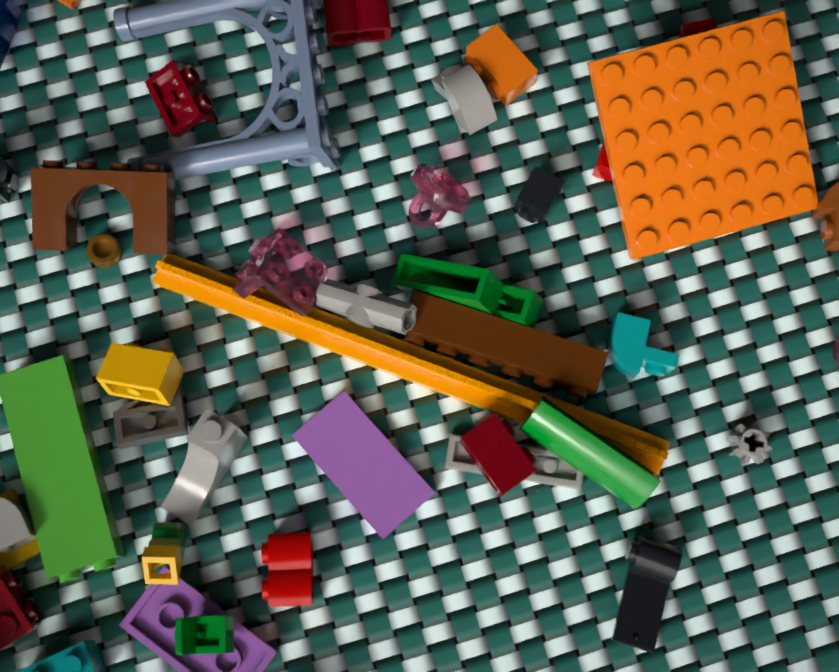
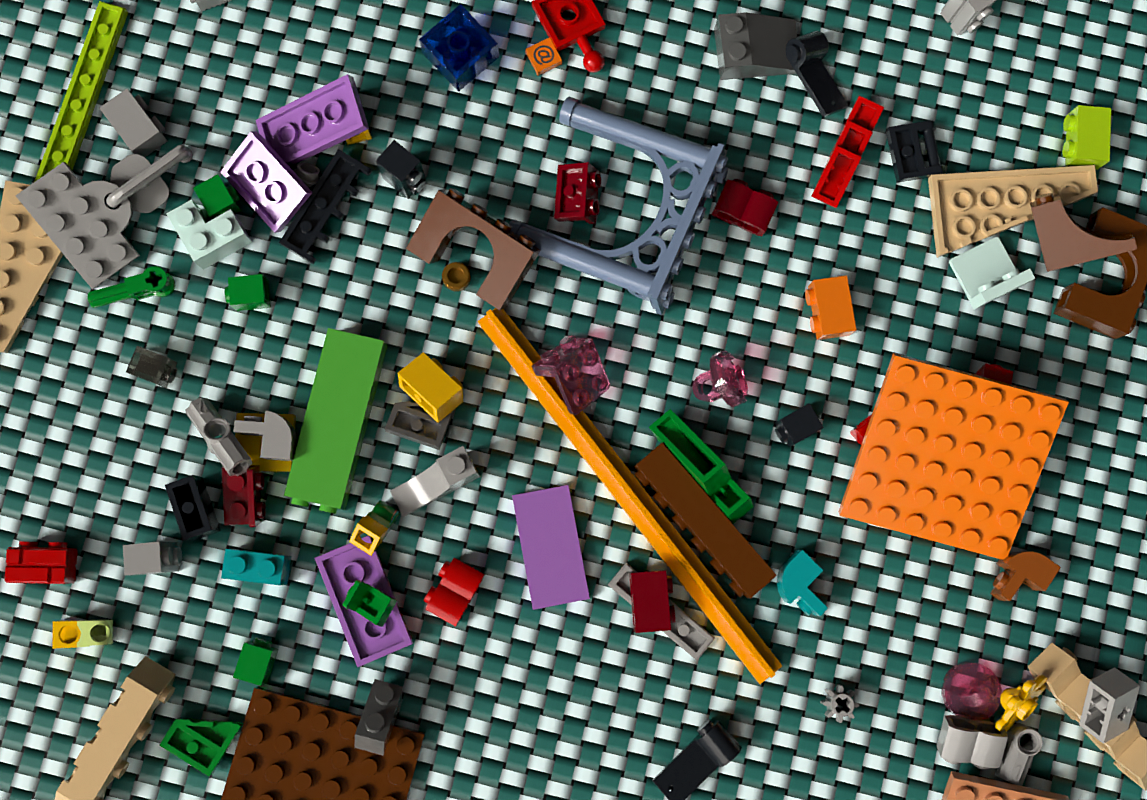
camera: 25 degrees right, 5 degrees up
(366, 306) = (620, 434): light grey piece -> none
(466, 97) = (790, 317): light grey brick -> none
(590, 453) = (718, 640): brick -> none

